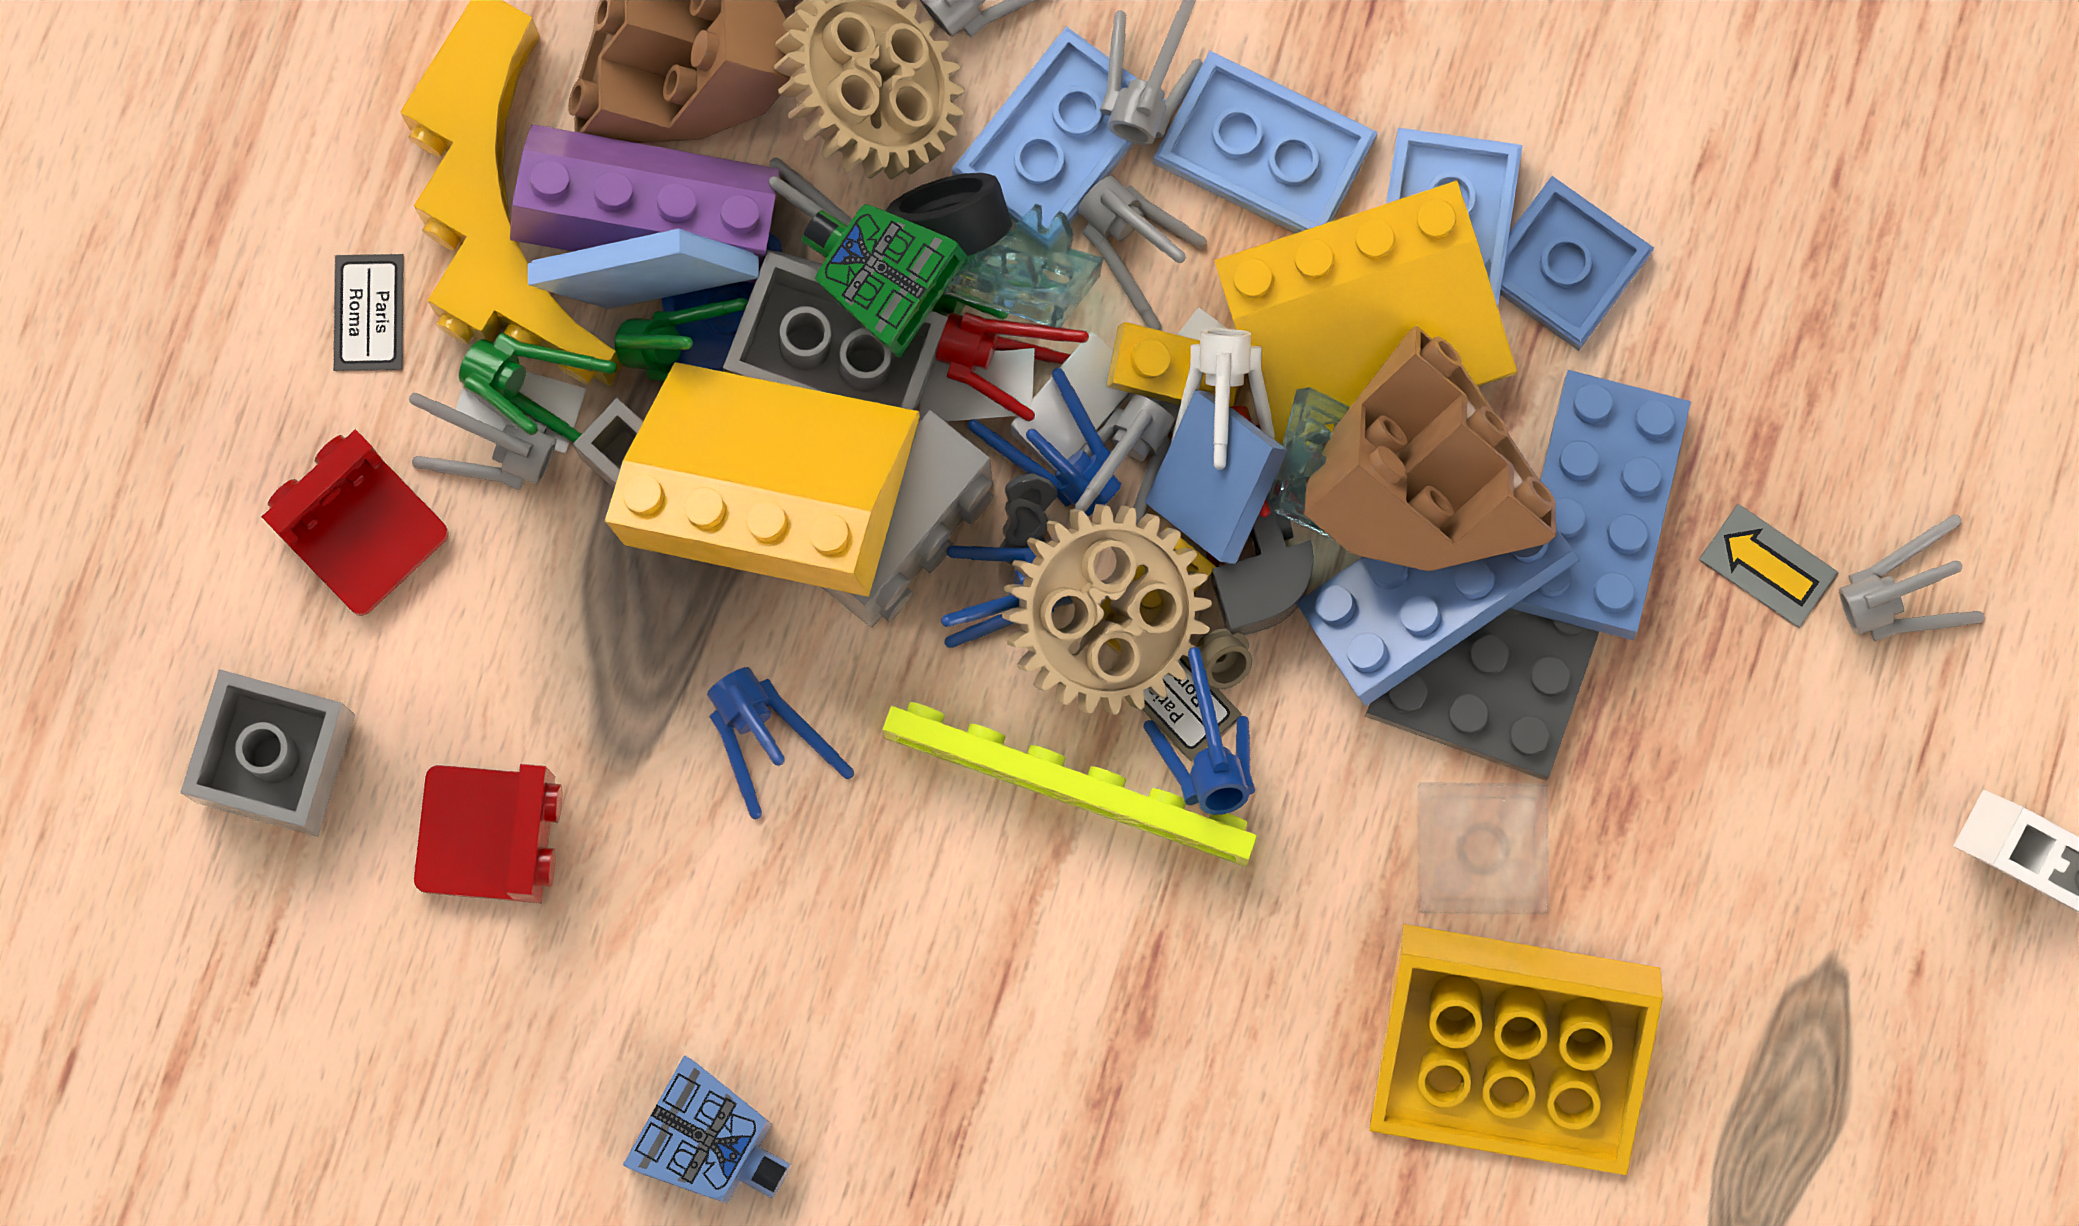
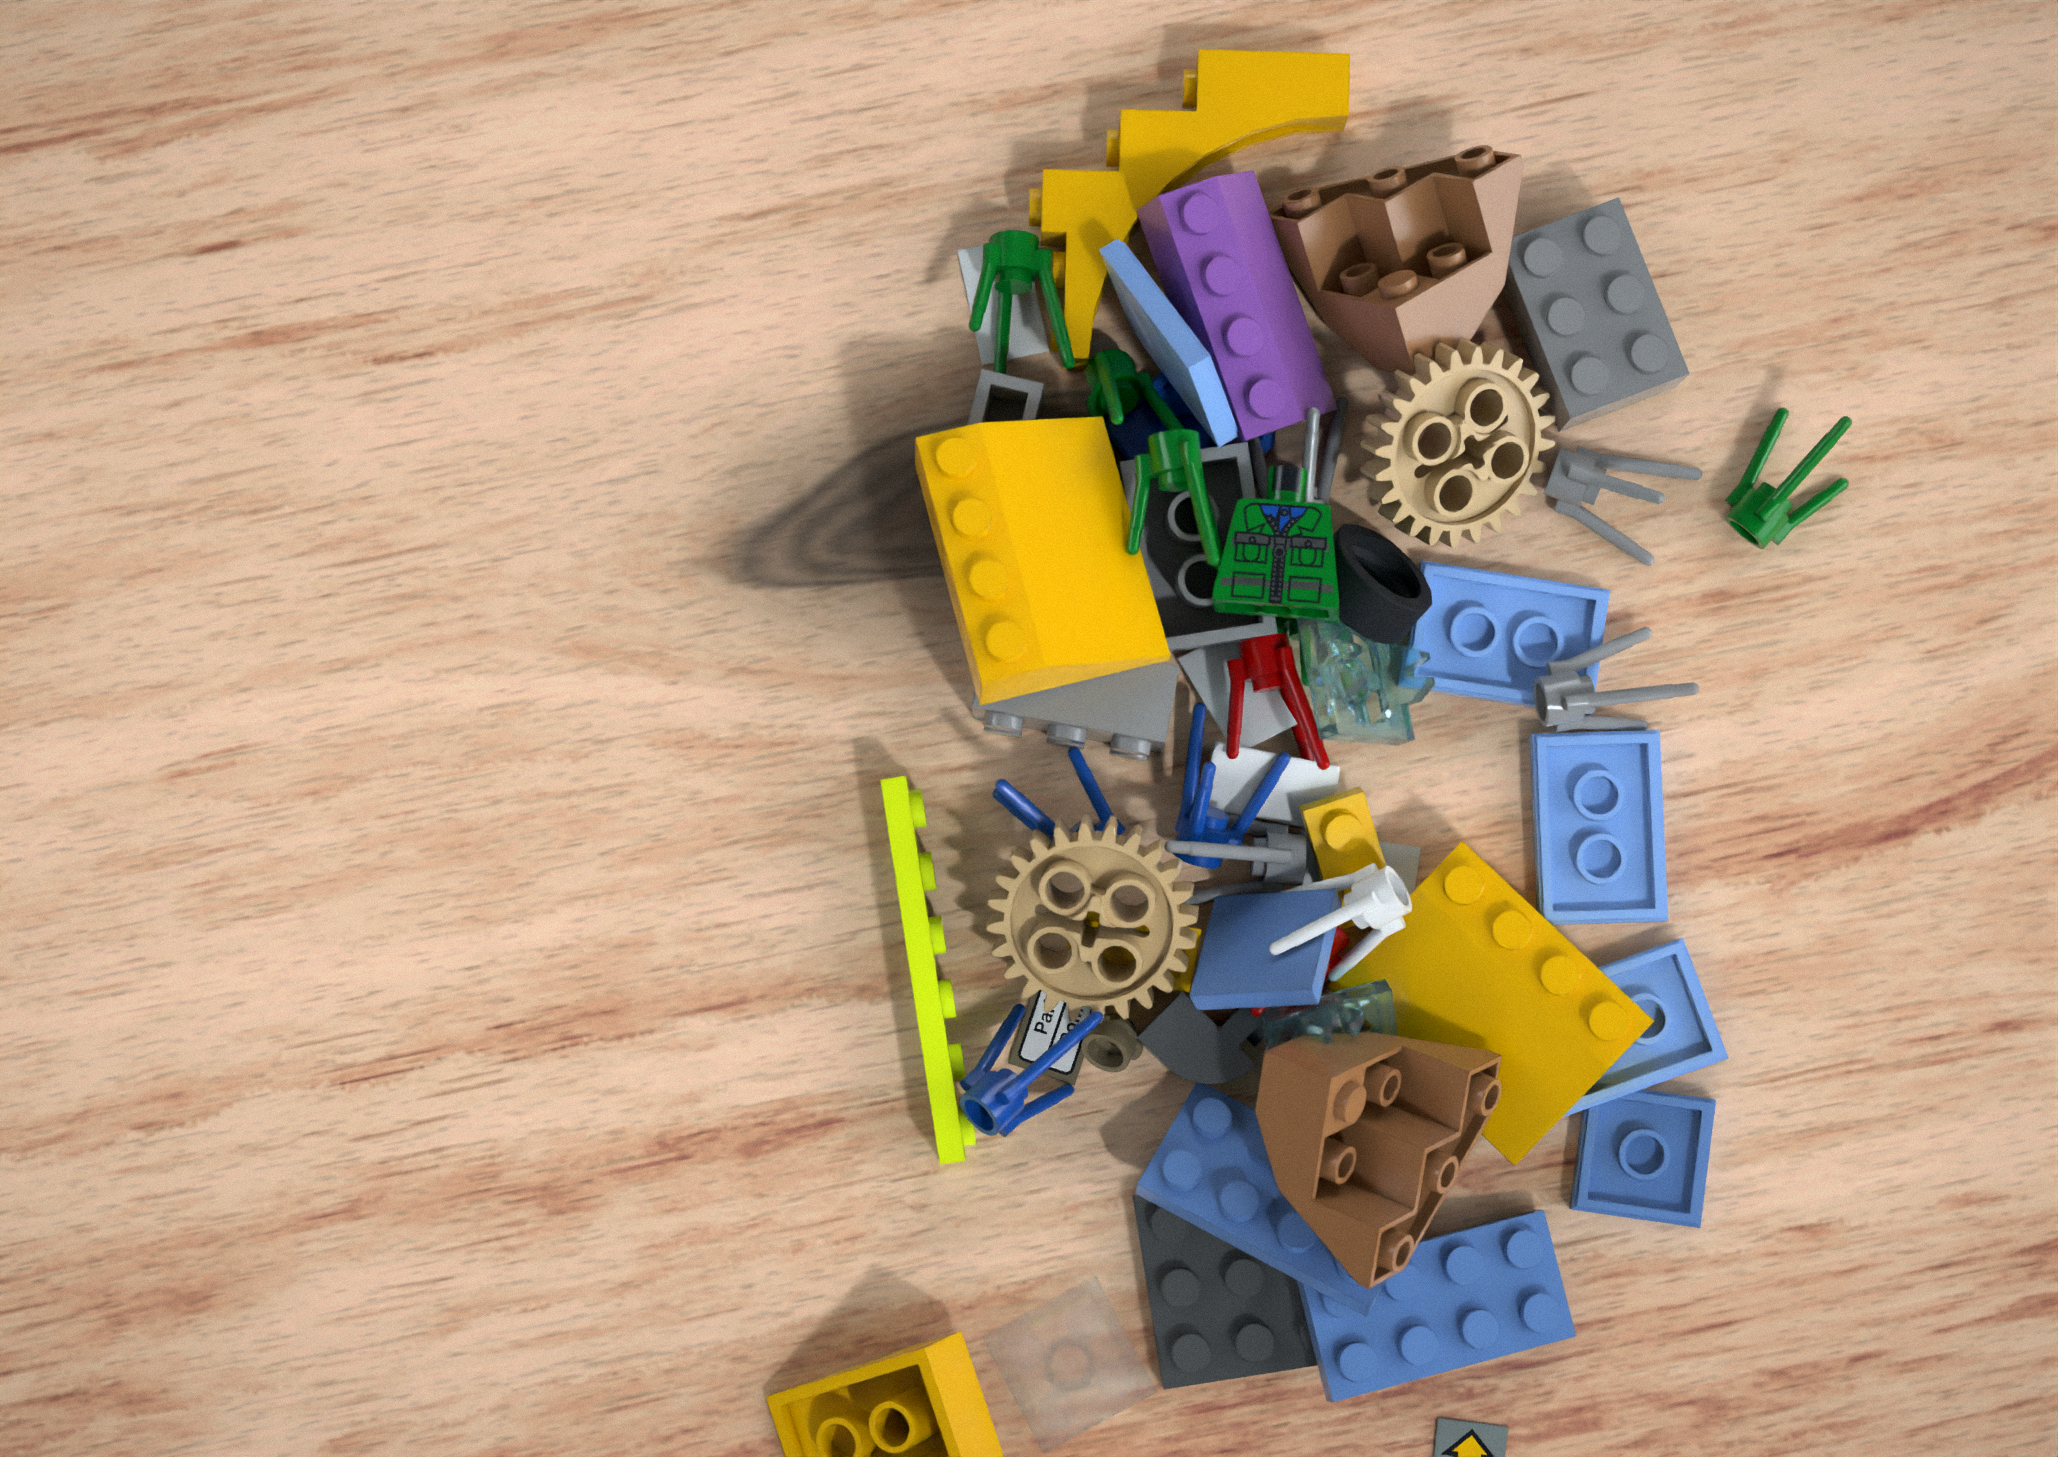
camera: 55 degrees right, 5 degrees up
(268, 753) = (571, 260): light grey brick -> none
(355, 523) = (816, 220): red bracket -> none
(368, 312) = (1012, 124): sticker -> none
(487, 832) = (608, 487): red bracket -> none
(521, 454) = (951, 327): light grey plant -> none
(706, 1139) = (445, 824): torso -> none
(743, 705) = (840, 644): blue plant -> none
(757, 316) = (1177, 466): none -> green plant
(1027, 500) = (1154, 793): dark grey piece -> none
(1117, 213) = (1463, 729): light grey plant -> none

